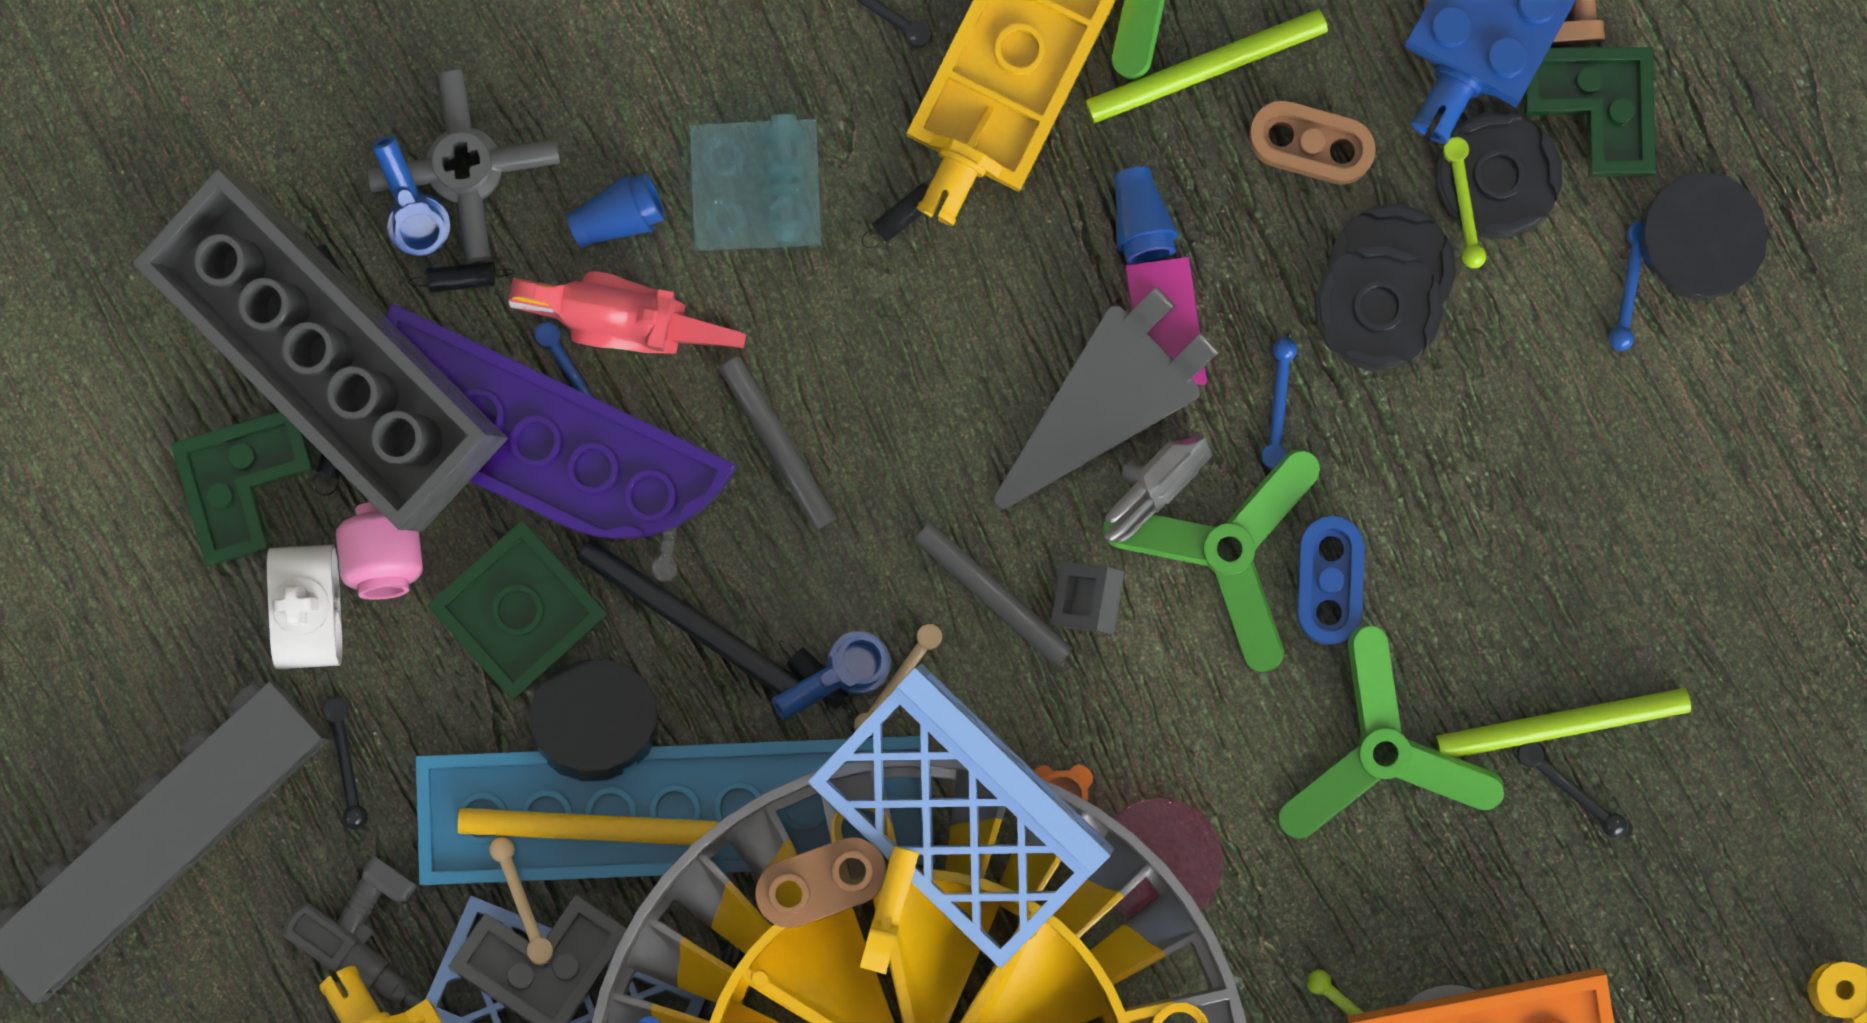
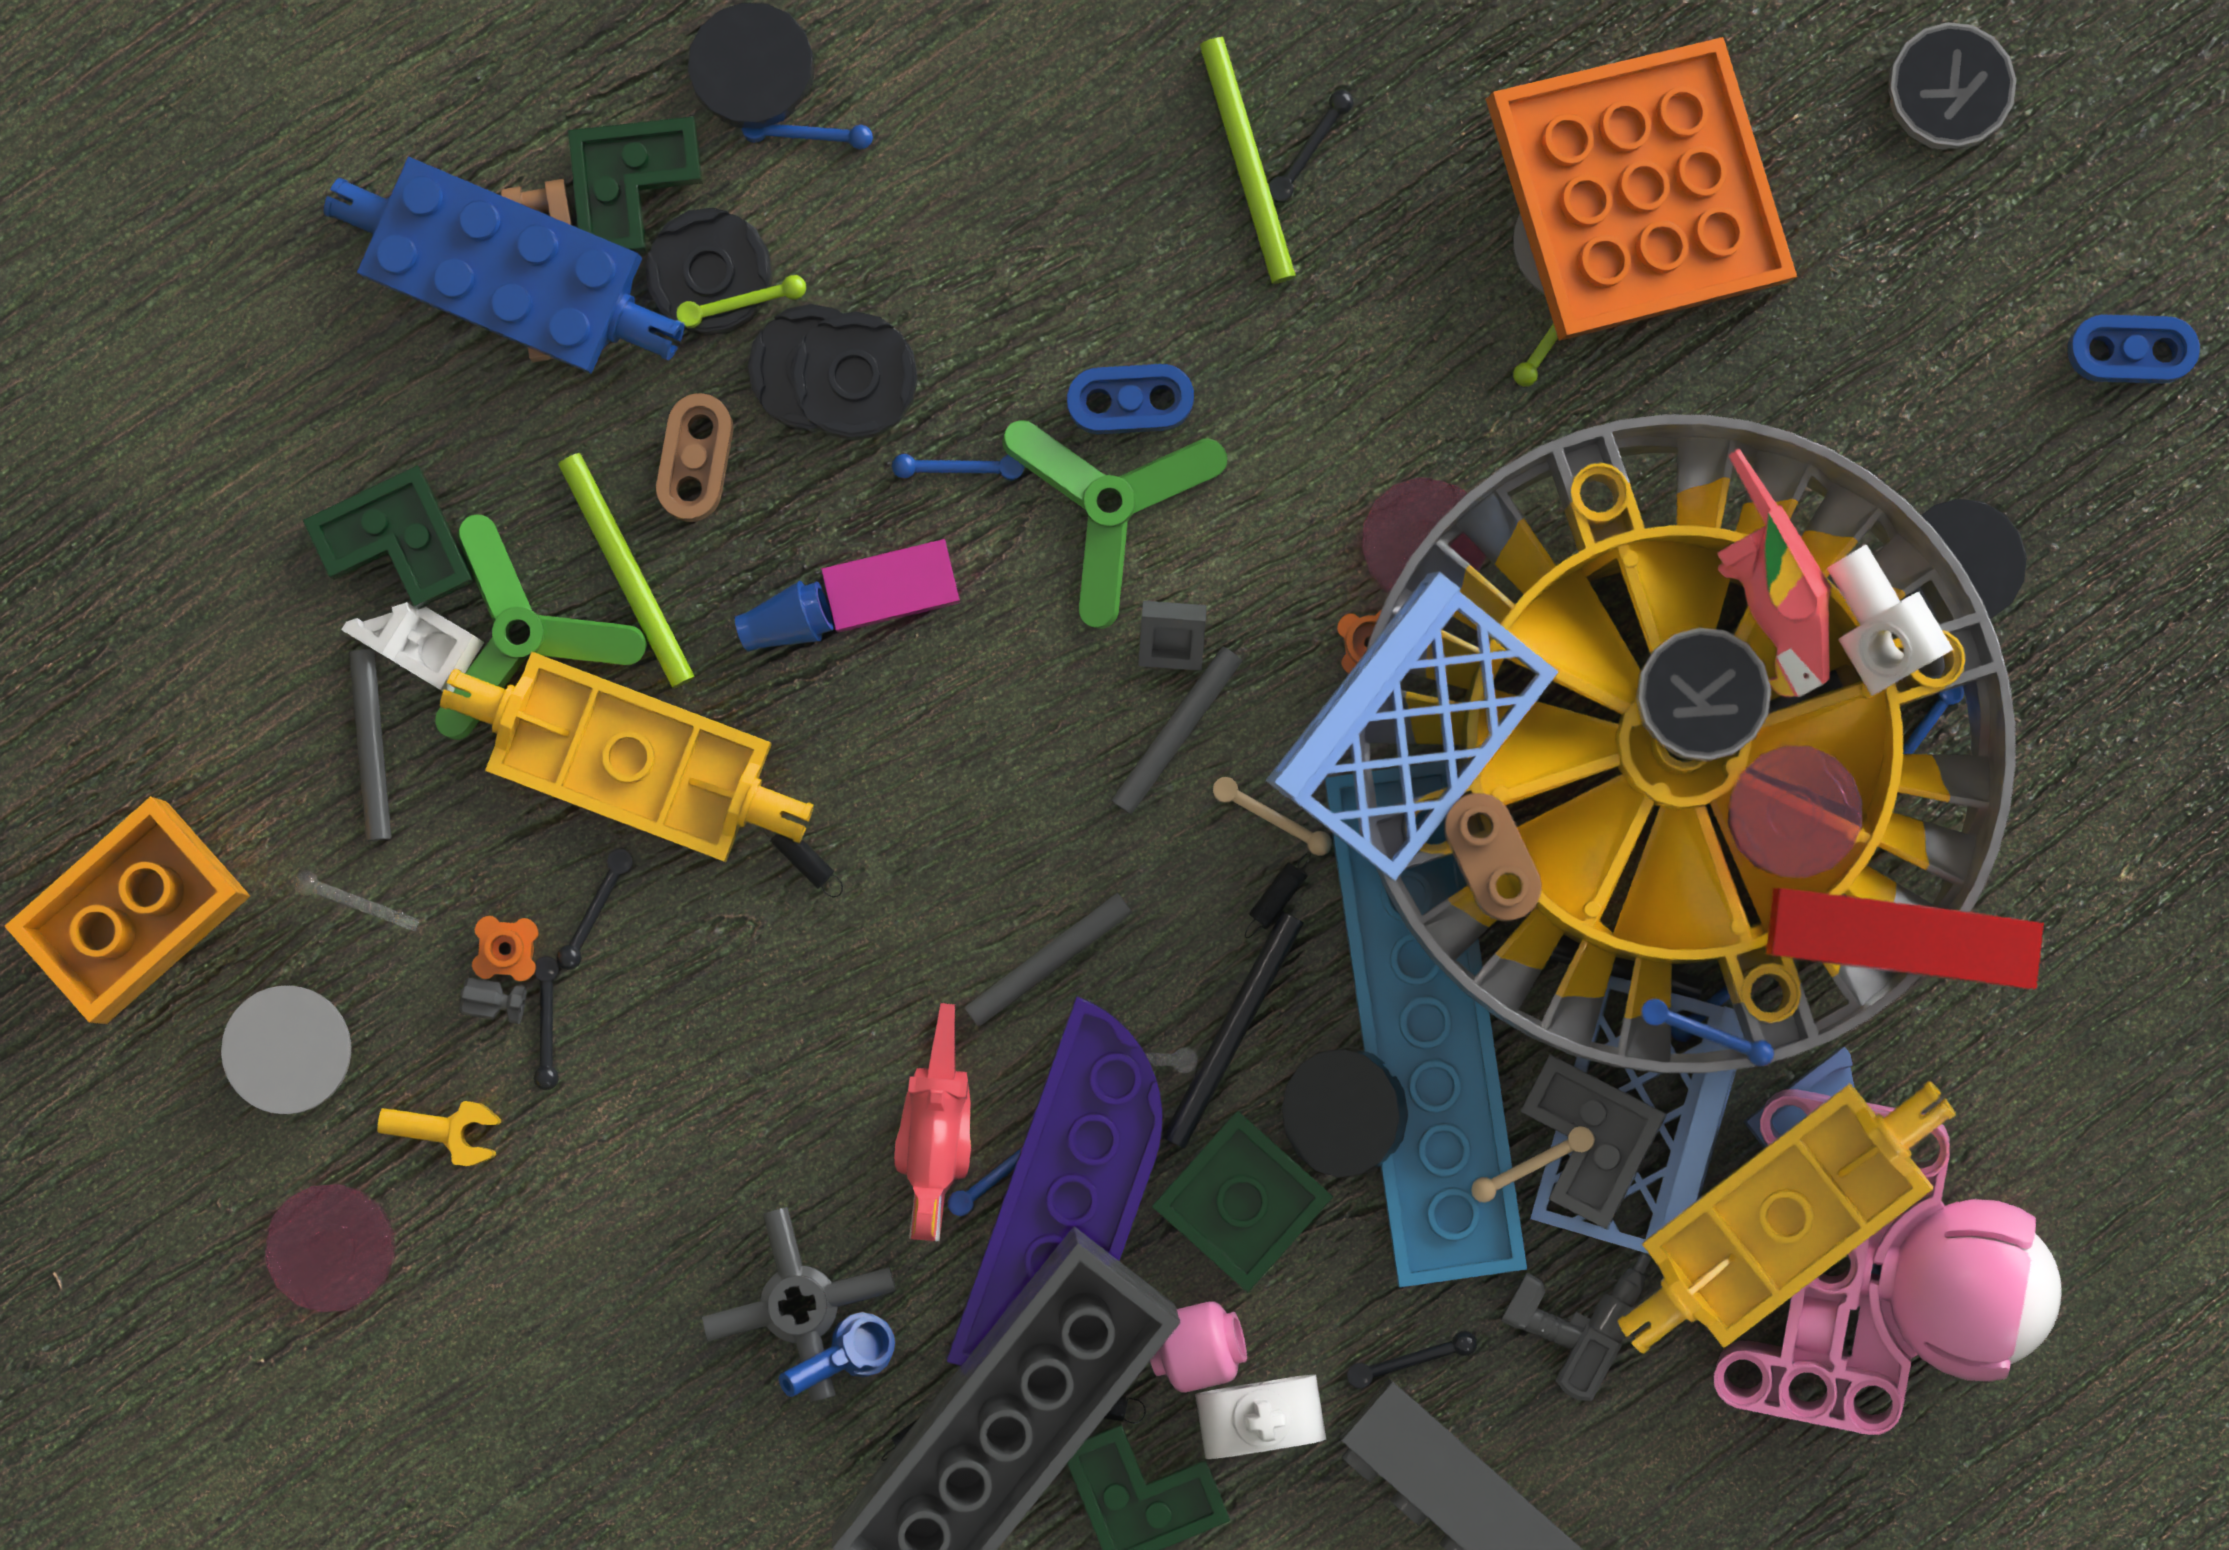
camera: 90 degrees left, 0 degrees up
(461, 277) = (911, 1296): black piece -> none
(582, 826) = (1452, 1107): yellow bar -> none
(619, 211) = (830, 1143): blue cone -> none
(755, 184) = (789, 1008): clear light blue hinge -> none
(854, 664) = (1261, 860): blue plate -> none
(889, 909) = (1532, 789): yellow bar -> none
(1109, 395) = (969, 633): dark grey flag -> none
(1155, 484) = (1052, 579): flat silver piece -> none
(1379, 723) = (1267, 337): bright green piece -> none

